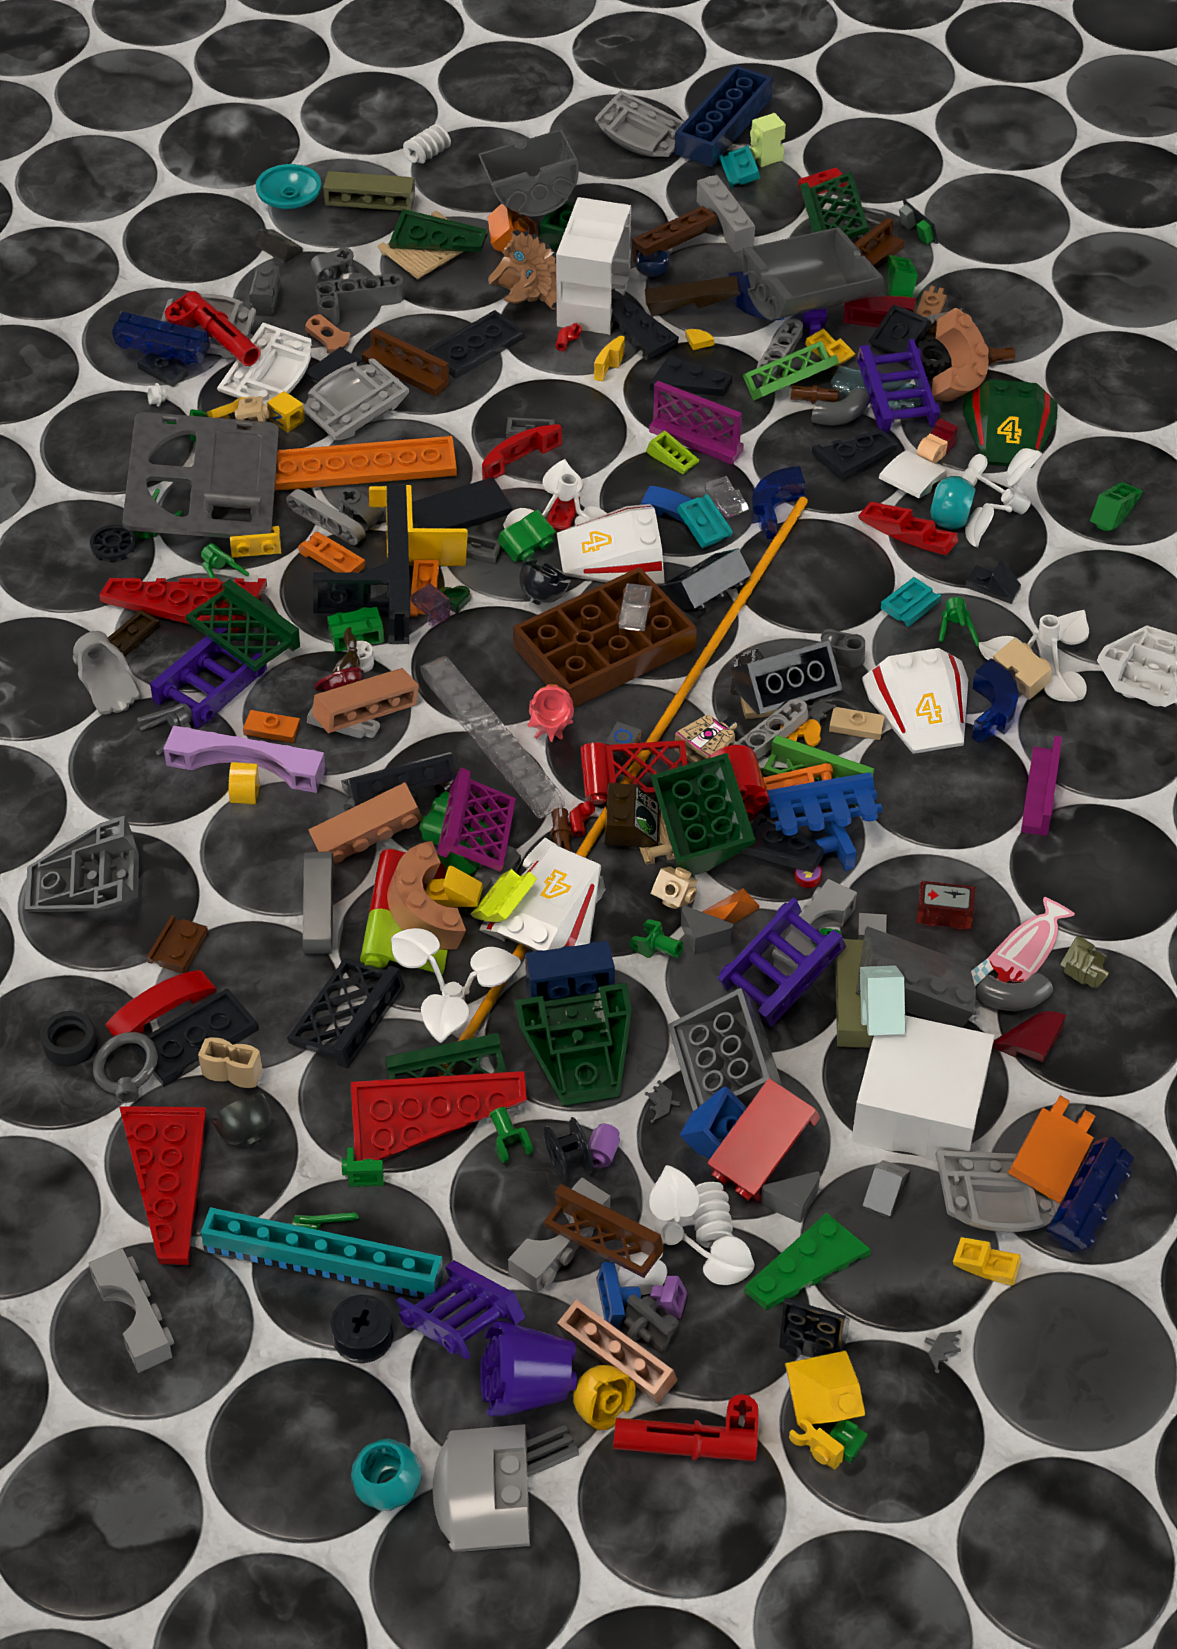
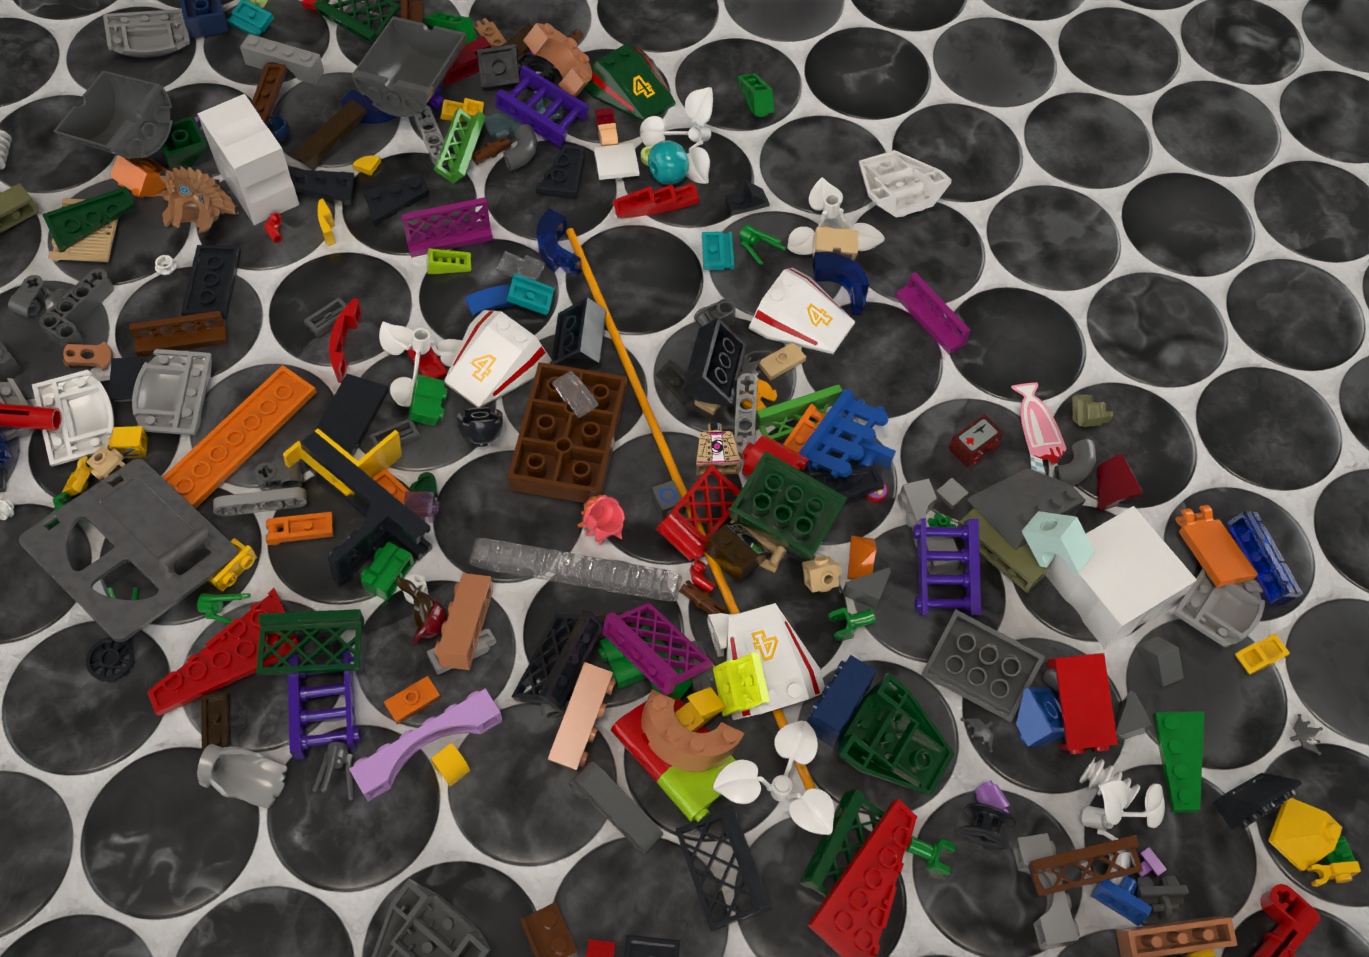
camera: 50 degrees left, 10 degrees up
(454, 308) = (165, 265): none -> white plate

